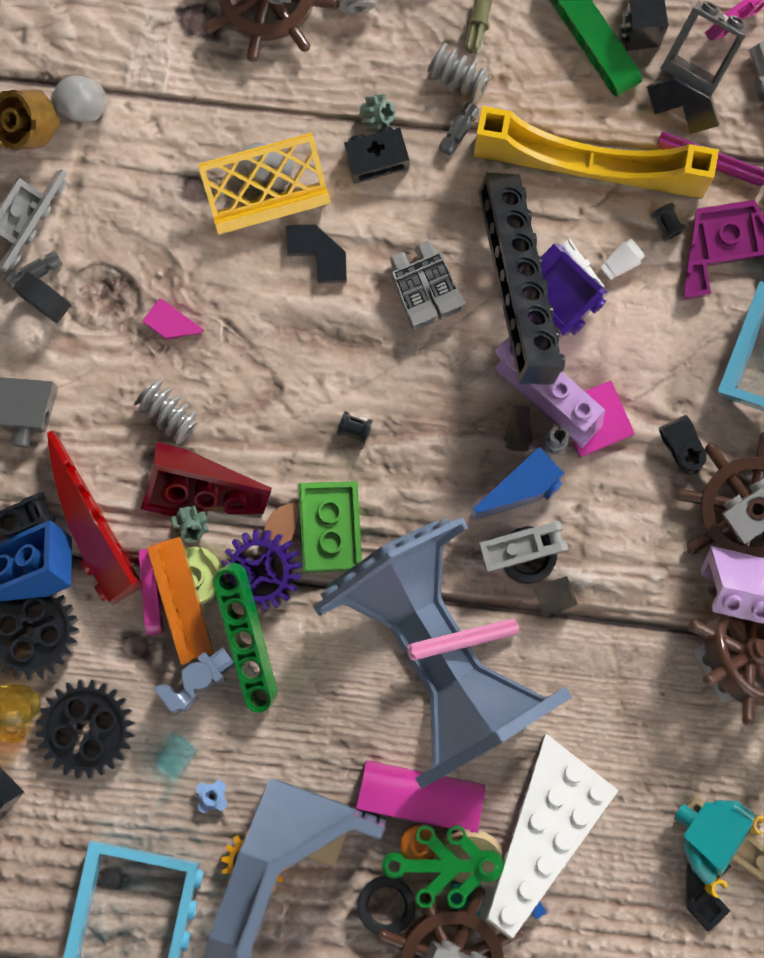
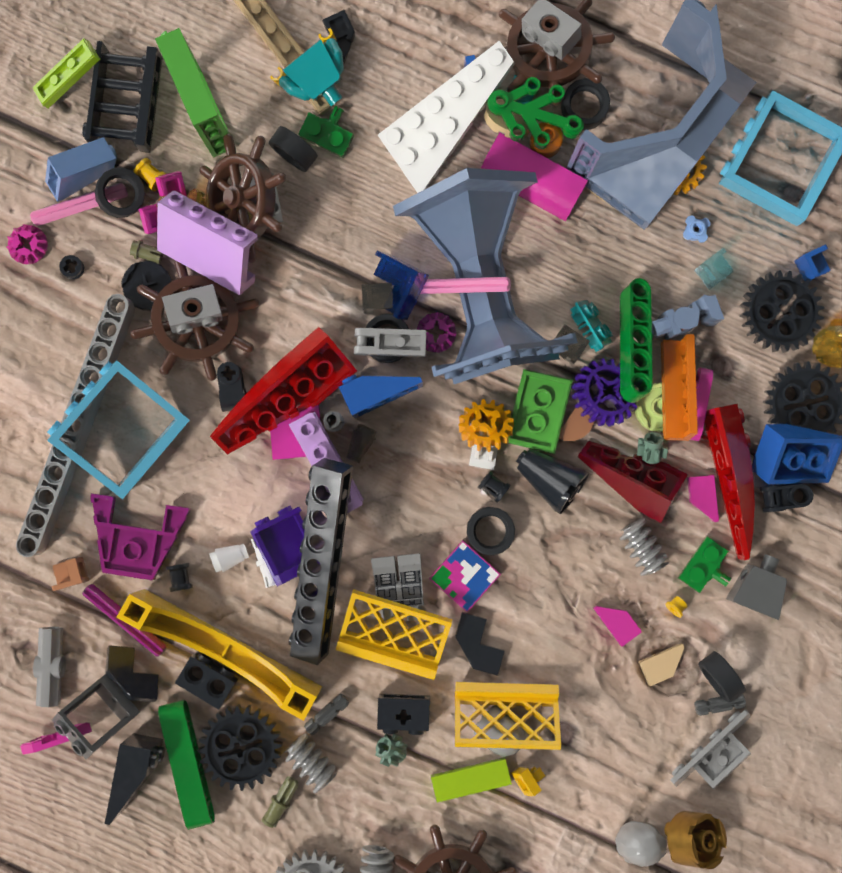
camera: 160 degrees left, 5 degrees up
(63, 797) = (813, 264): none -> blue panel
(92, 414) = (705, 566): none -> green plate
(109, 293) = (662, 664): none -> tan tile
(111, 360) = (676, 606): none -> yellow piece
(116, 492) = (703, 495): none -> dark pink tile
(219, 128) = (528, 779): none -> yellow tile
(281, 109) = (471, 779): none -> lime tile
(291, 636) = (589, 313): none -> teal hinge
(293, 454) = (552, 478): none -> black cone
(310, 618) = (574, 350): none -> clear smoke panel
(349, 356) = (509, 534): none -> black tyre
(356, 320) = (464, 576): none -> tile
(377, 459) = (483, 458): none -> white tile
(393, 482) = (486, 424): none -> light orange gear
(414, 213) = (392, 654): none -> yellow fence
(467, 593) = (445, 324): none -> magenta gear
(528, 628) = (407, 283): none -> clear blue panel
(556, 85) = (248, 768): none -> black gear
(601, 115) = (204, 687): none -> black brick
(616, 468) = (292, 385): none -> red wedge
(677, 775) = (327, 132): none -> green plate
(709, 737) = (293, 148): none -> black tyre

